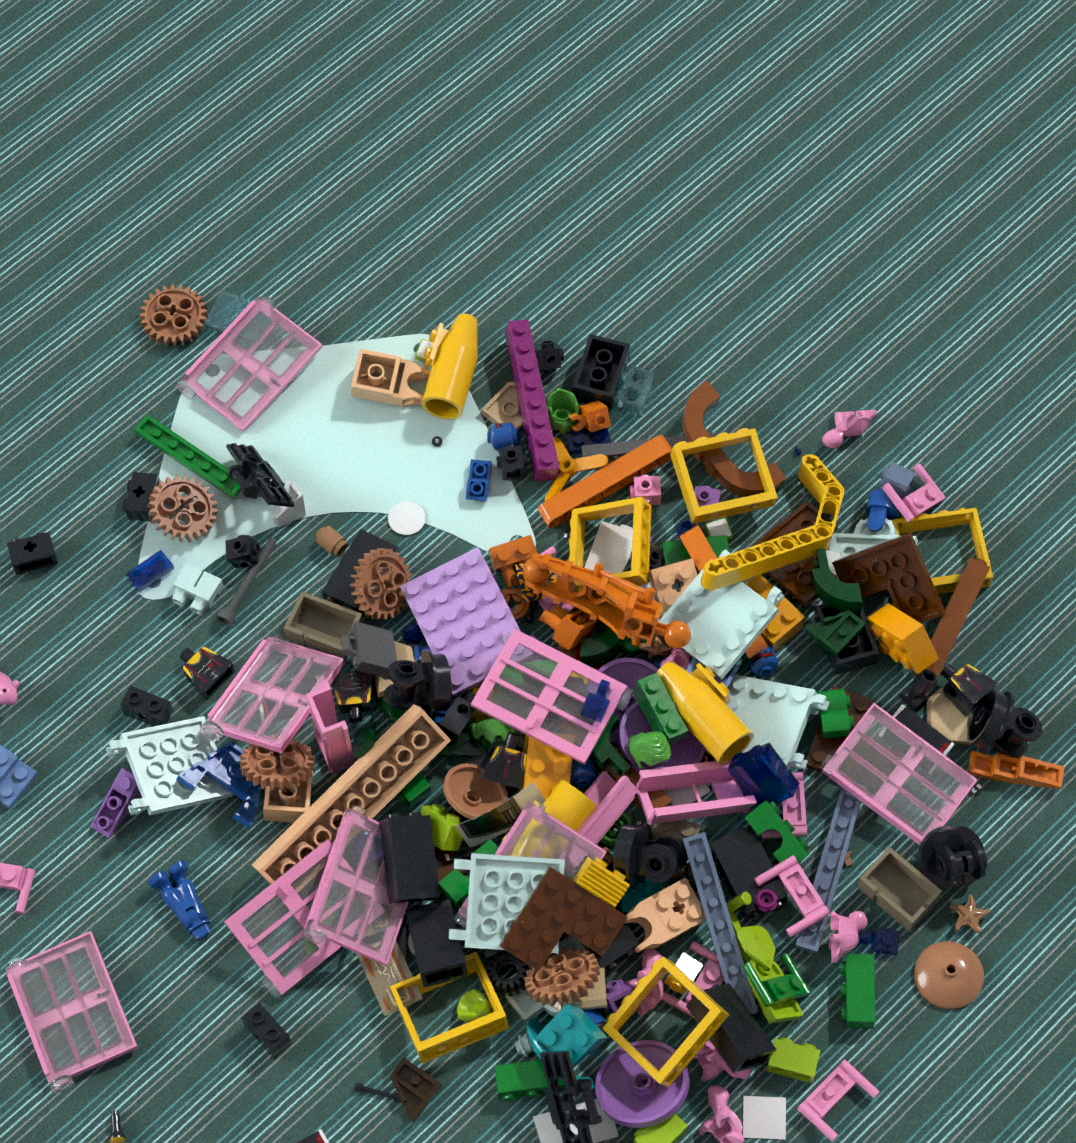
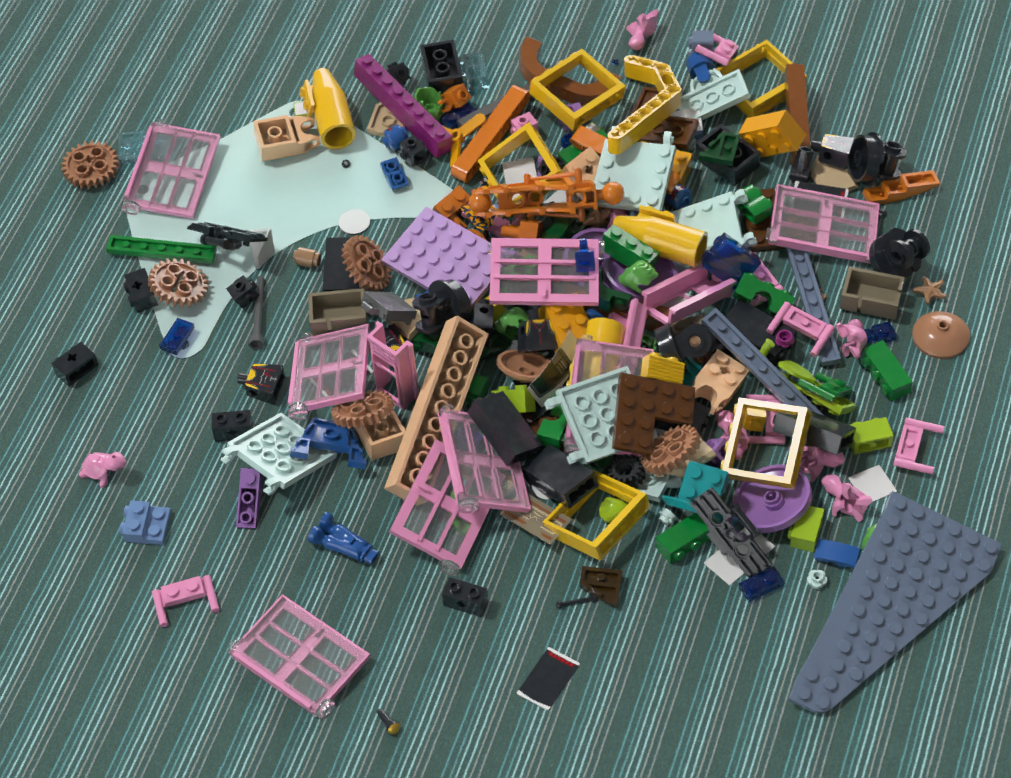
camera: 25 degrees left, 10 degrees down
(196, 586) = (222, 331): light aqua hips -> none
(364, 739) = (422, 365): dark green tile -> none
(412, 634) = (408, 290): clear blue plate -> none
(830, 590) = (702, 125): dark green arch -> none
(894, 567) = (736, 91): reddish brown plate -> none

